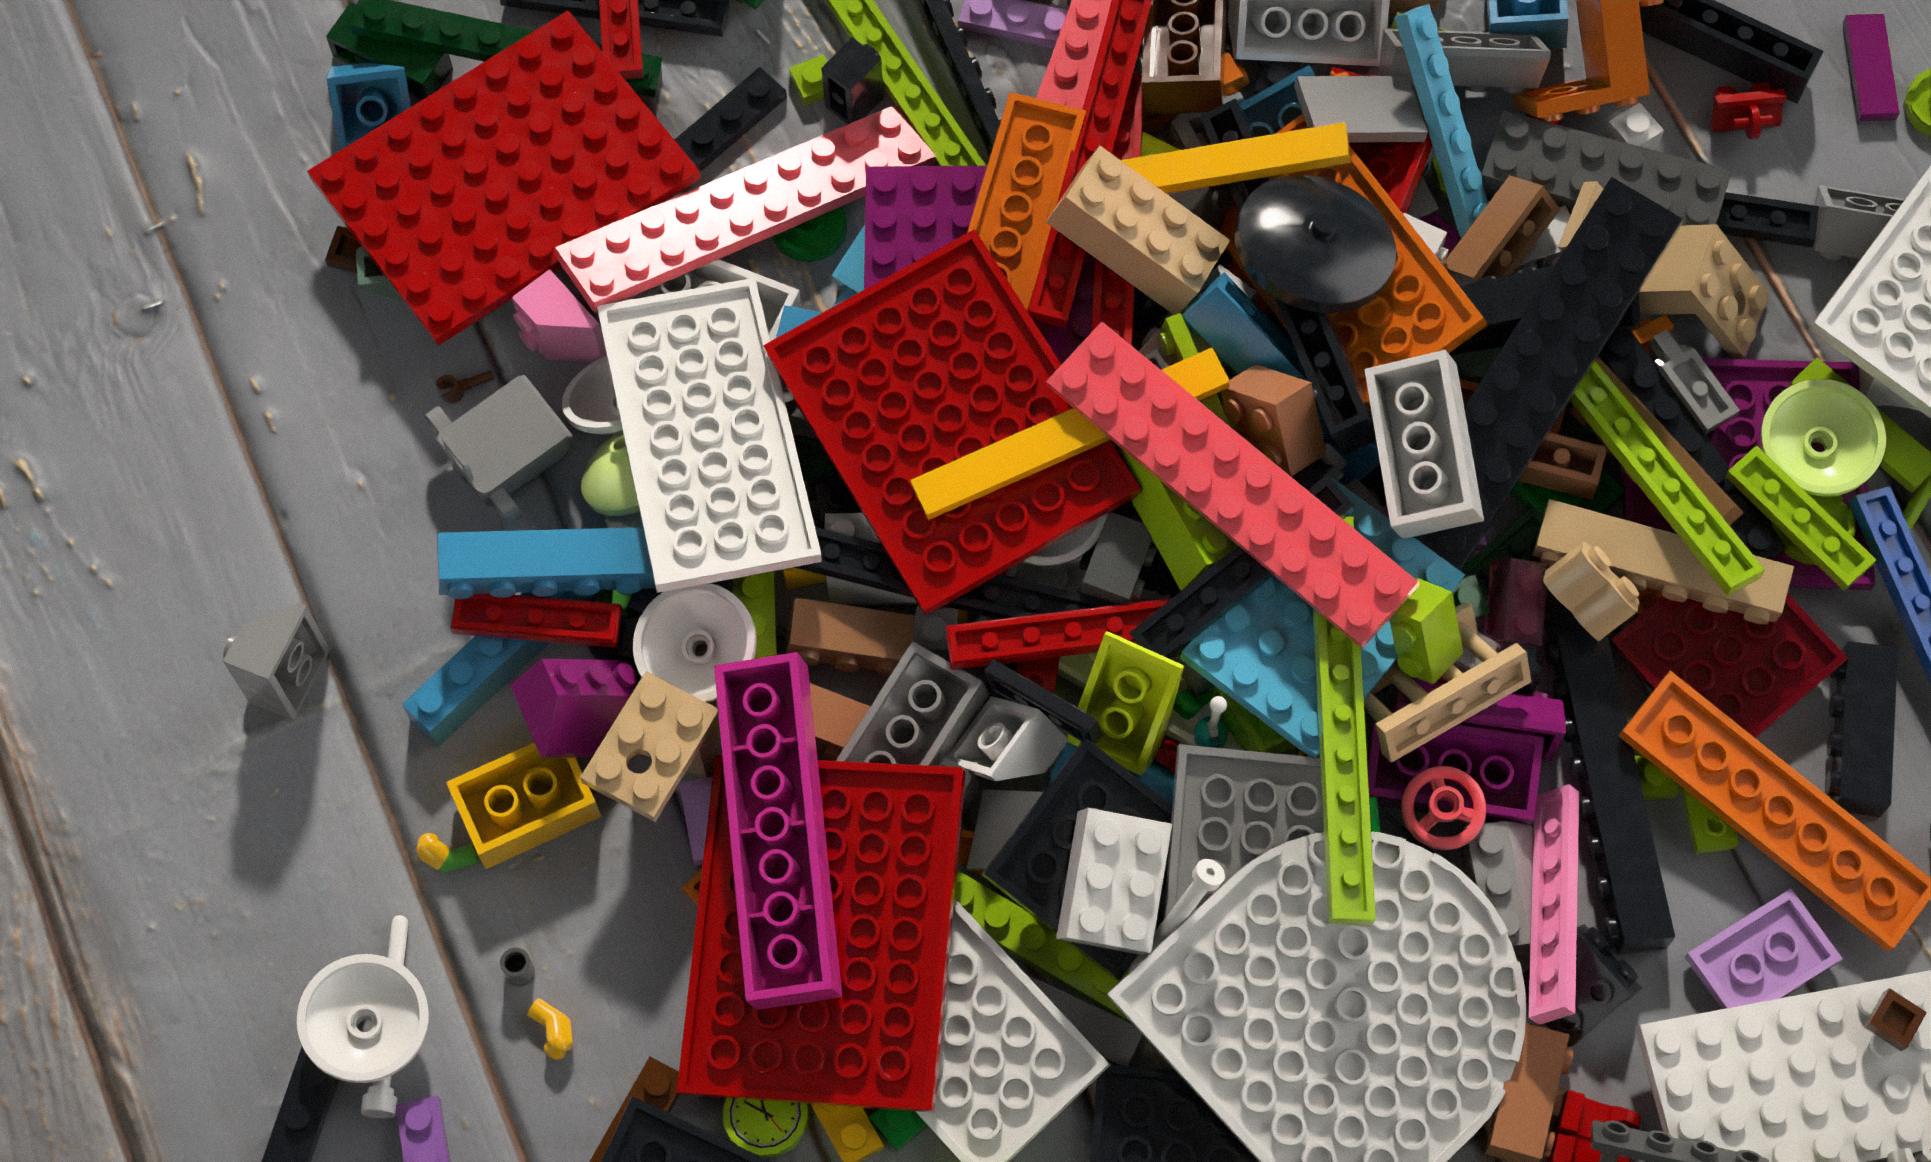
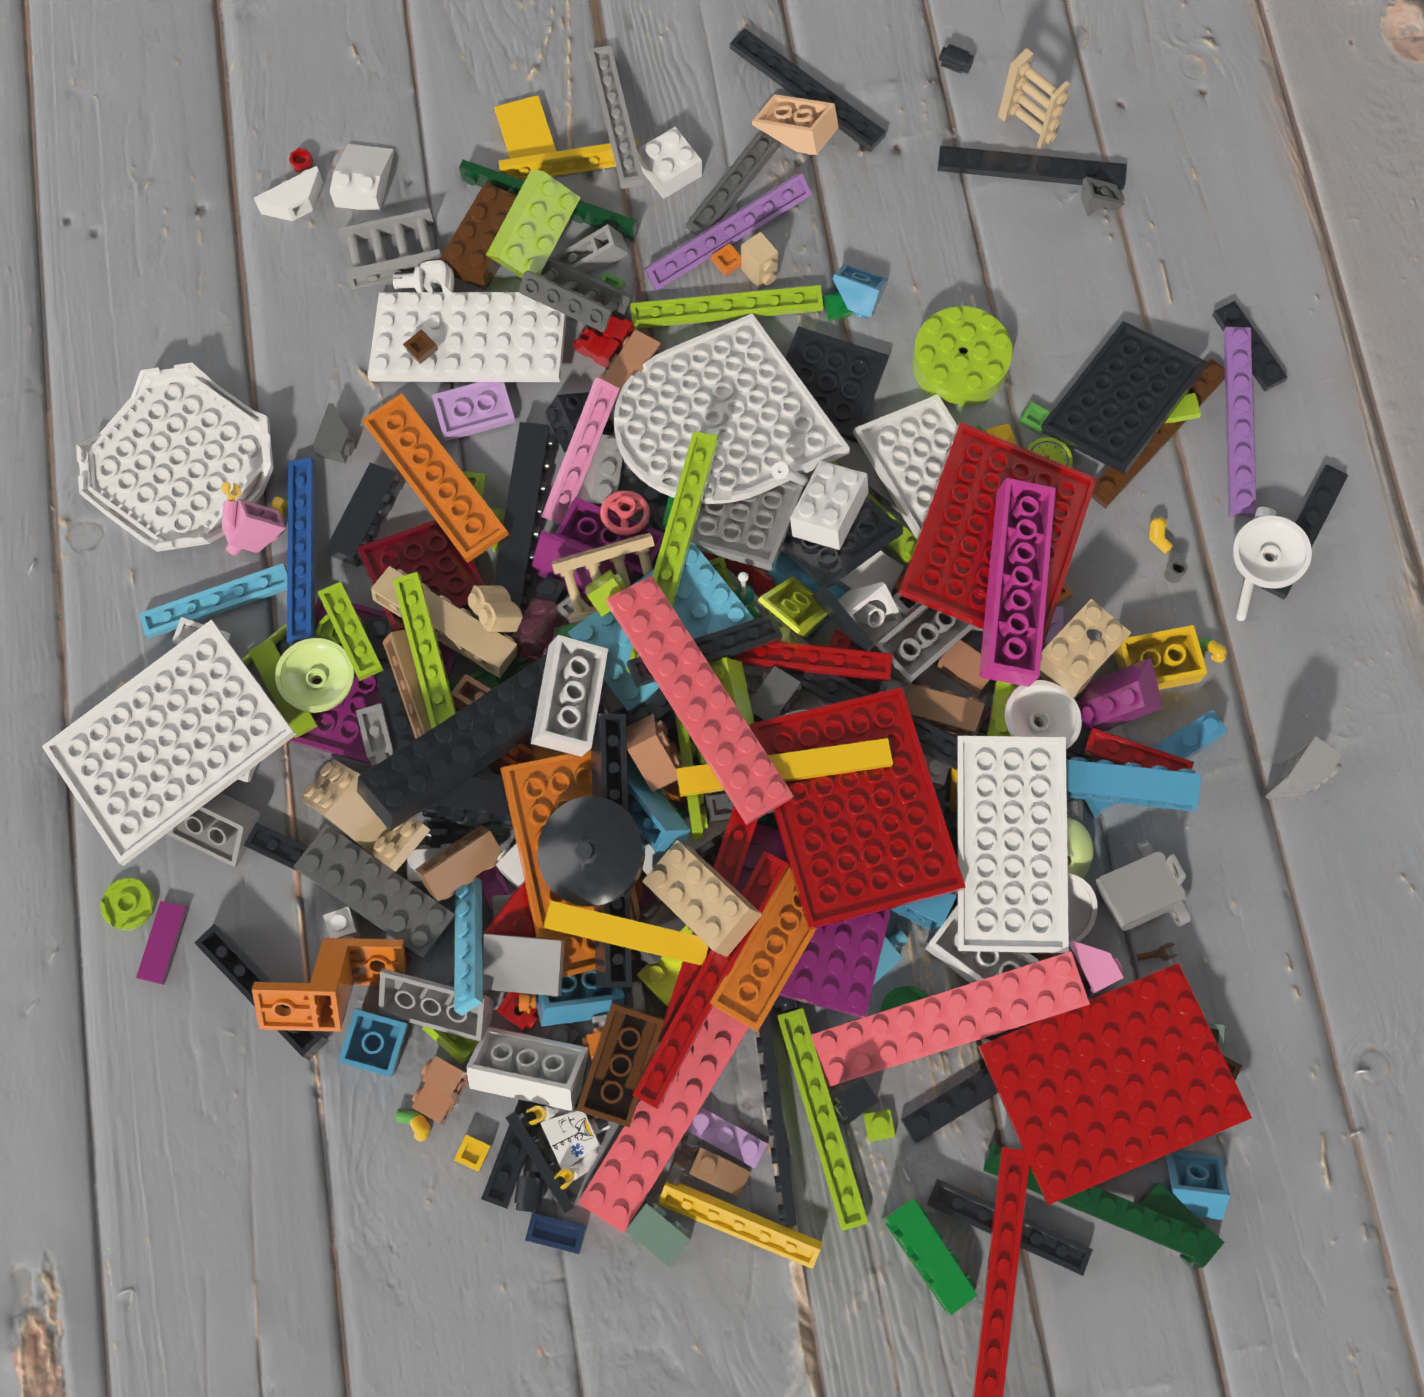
camera: 165 degrees left, 5 degrees up
(1747, 111) = (247, 927): red hips -> none

